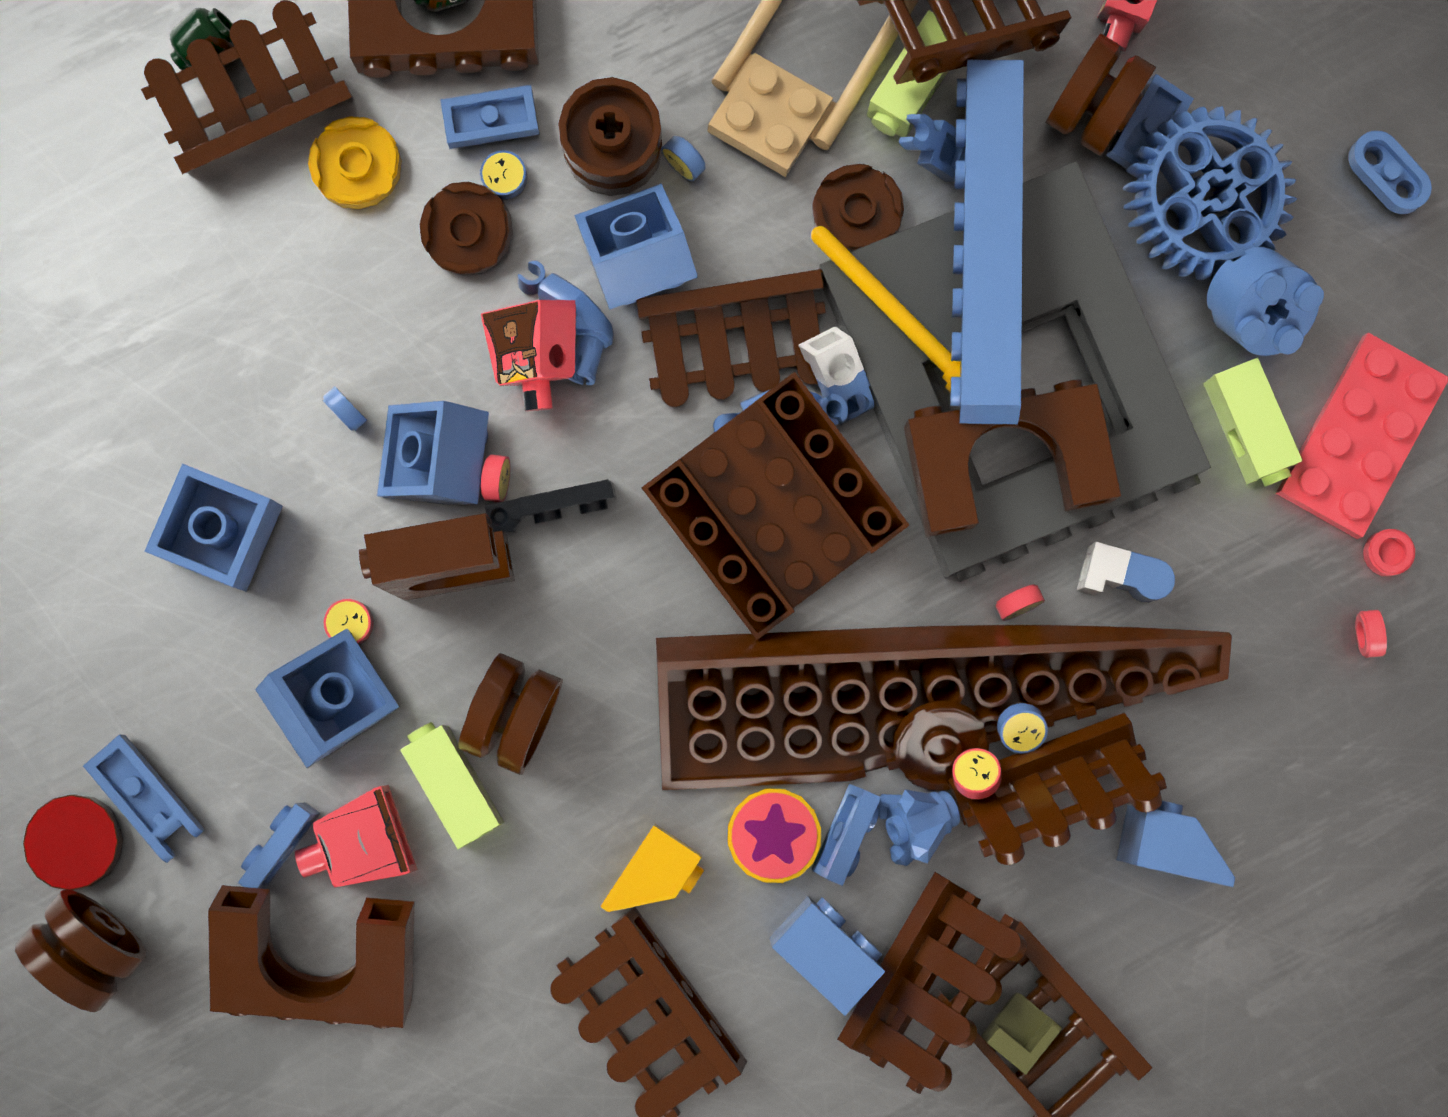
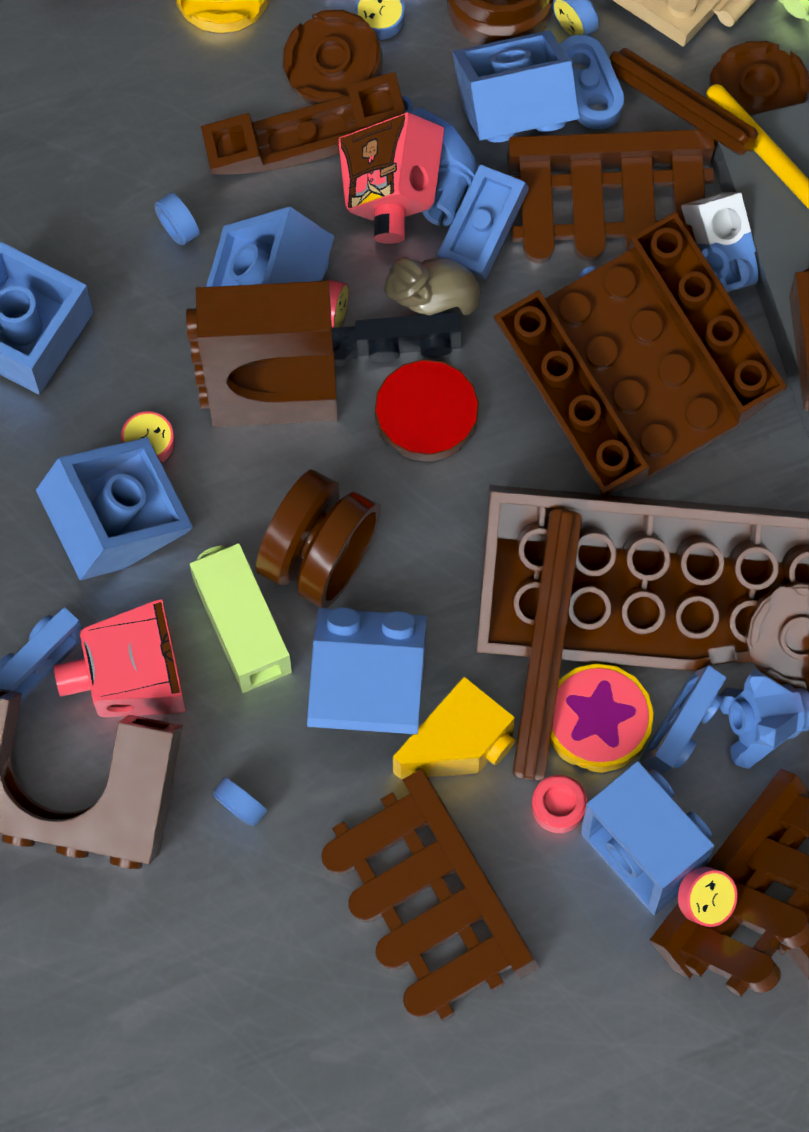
camera: 10 degrees right, 15 degrees down
(449, 306) = (300, 135): none -> reddish brown slope
(473, 954) = (239, 802): none -> medium blue tile
(568, 831) = (367, 671): none -> medium blue slope
(584, 455) = (433, 286): none -> dark tan hair
(592, 565) = (426, 410): none -> red tile
(621, 380) = (483, 220): none -> medium blue plate
(705, 226) = (595, 84): none -> medium blue plate
(722, 786) = (547, 644): none -> reddish brown axle
(748, 916) = (559, 803): none -> coral tile
(790, 243) = (684, 102): none -> reddish brown axle
(883, 1004) = (707, 896): none -> tile

